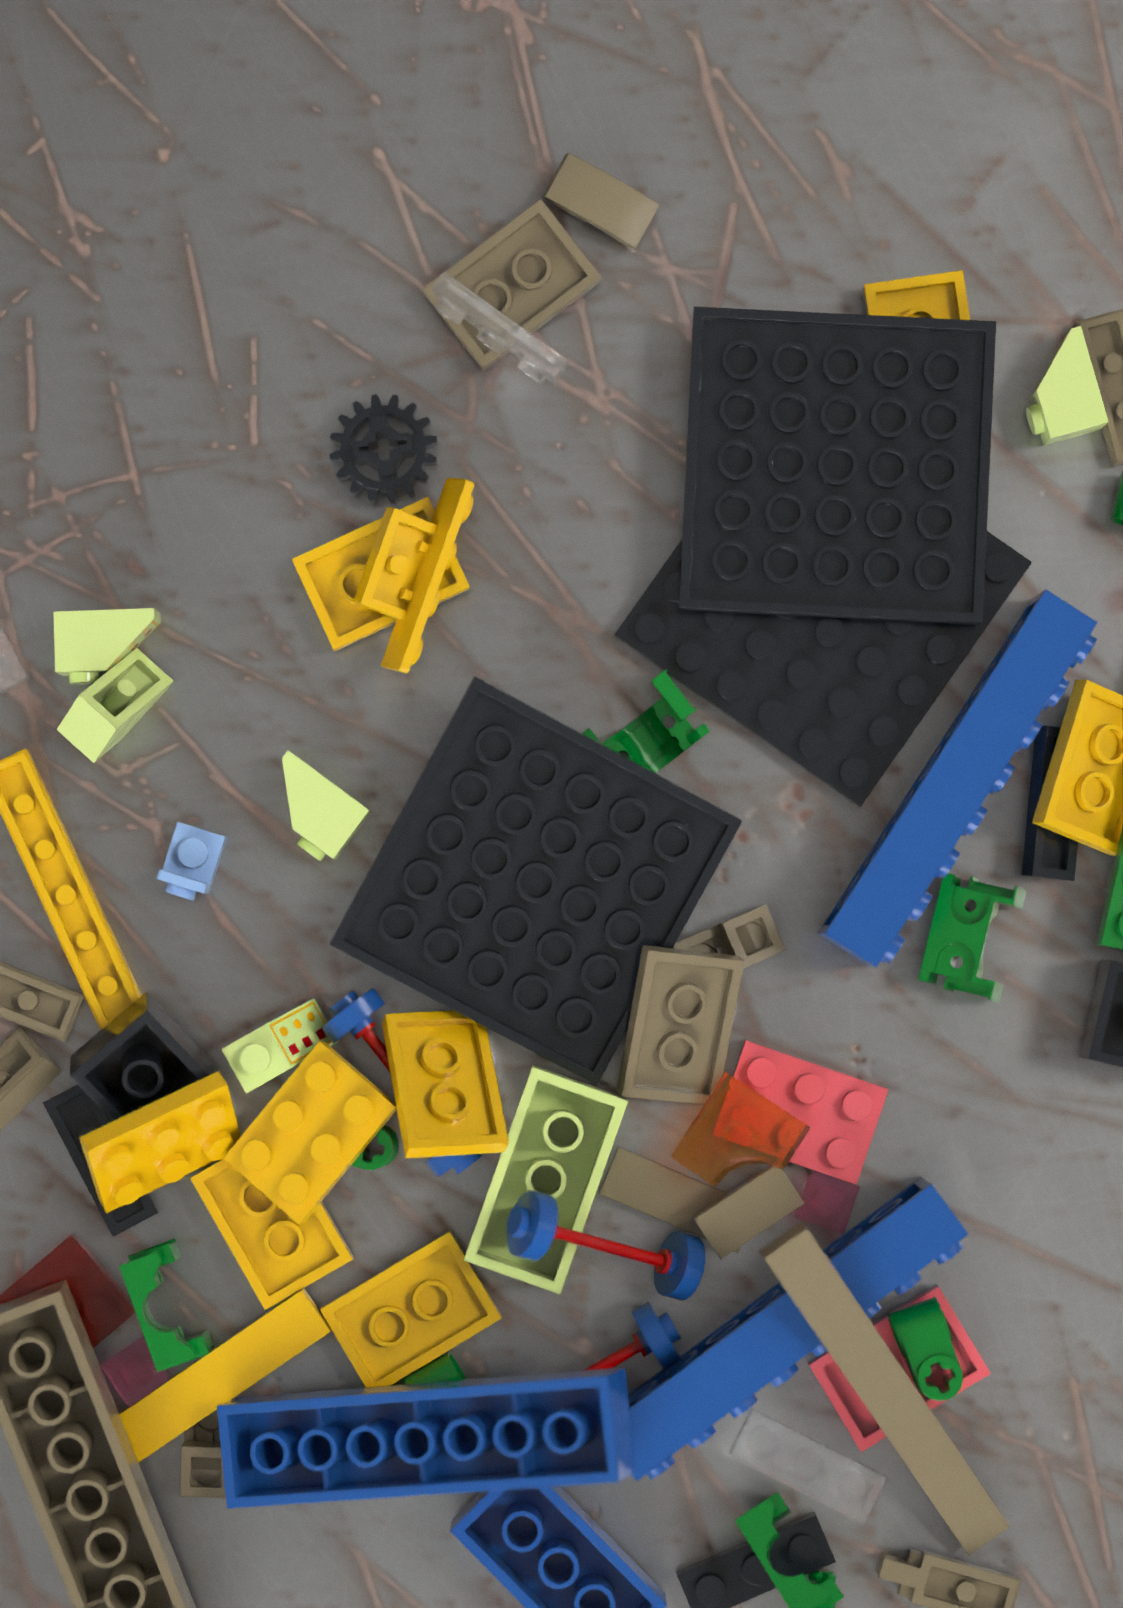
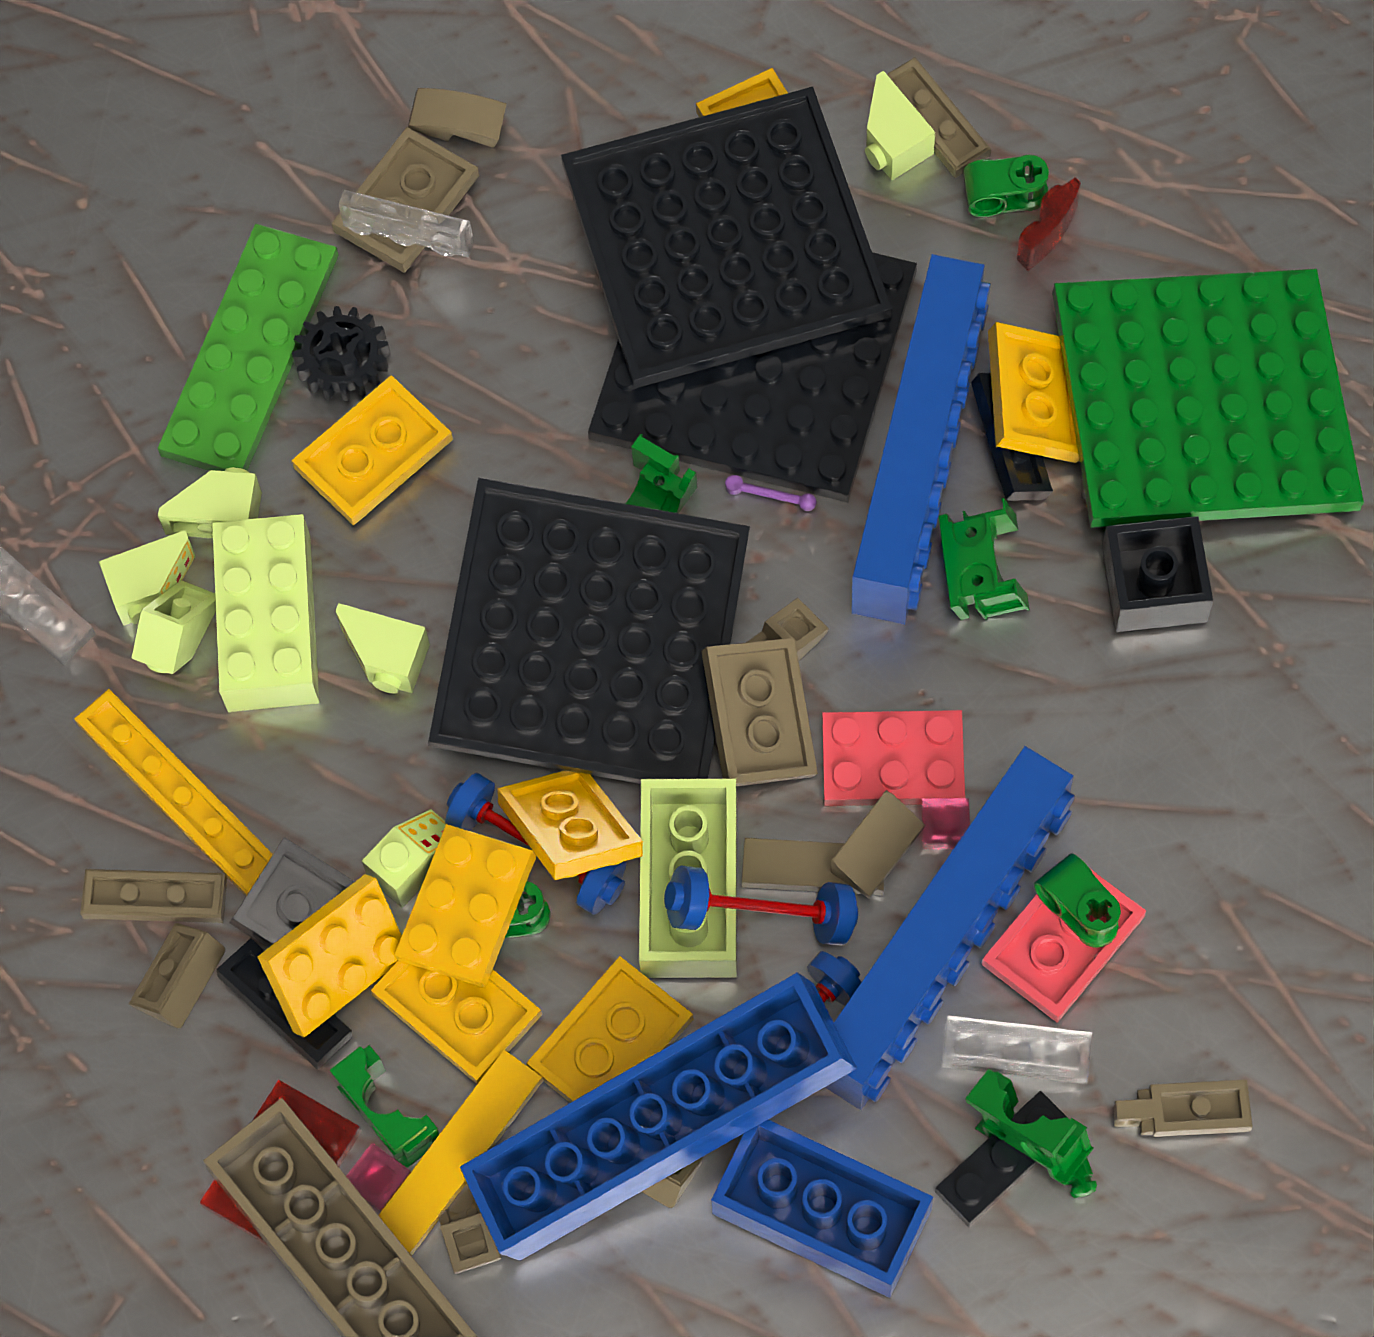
camera: 15 degrees left, 20 degrees down
(191, 861) = (285, 732): light blue bracket -> none
(199, 582) = (212, 499): none -> yellowish green slope
(210, 725) = (265, 613): none -> yellowish green brick
(288, 404) = (248, 351): none -> bright green plate
(408, 569) = (392, 427): yellow bracket -> none
(738, 1130) = (841, 776): clear orange tile -> none
(748, 747) = (735, 485): none -> medium lavender hinge
(884, 1387) = (1055, 936): dark tan tile -> none

